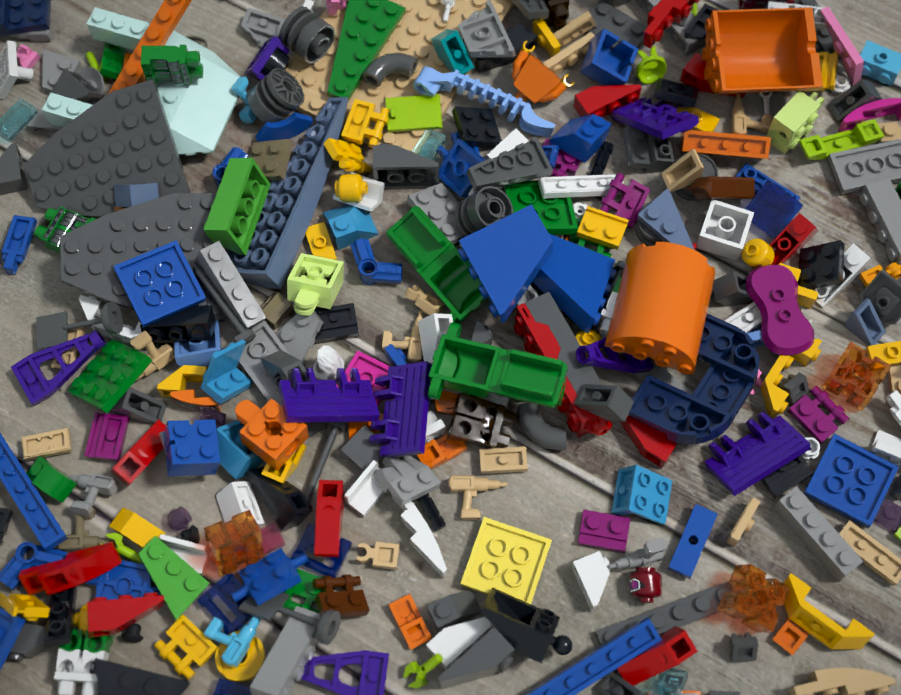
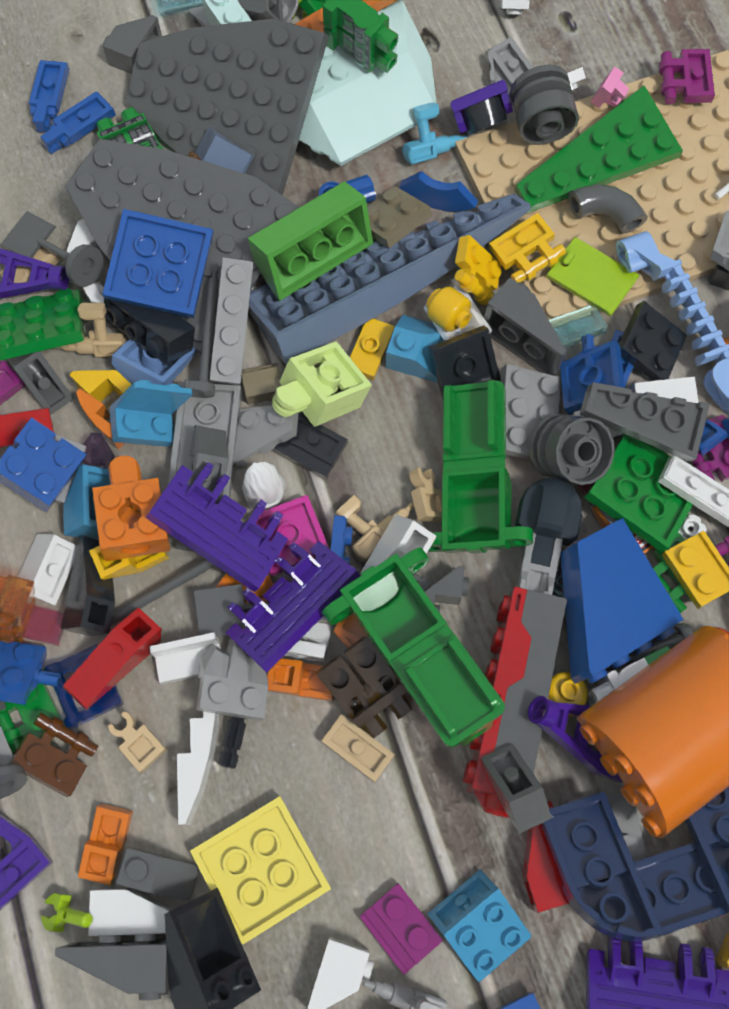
camera: 40 degrees right, 5 degrees up
(275, 96) = (454, 149): dark grey wheel -> none
(382, 271) = (408, 427): blue piece -> none
(383, 210) = (465, 359): none -> black plate
(452, 51) = (694, 237): teal slope -> none
(469, 486) = (297, 747): tan piece -> none
(507, 258) = (548, 522): blue slope -> none
(539, 431) = (427, 754): dark grey cylinder -> none

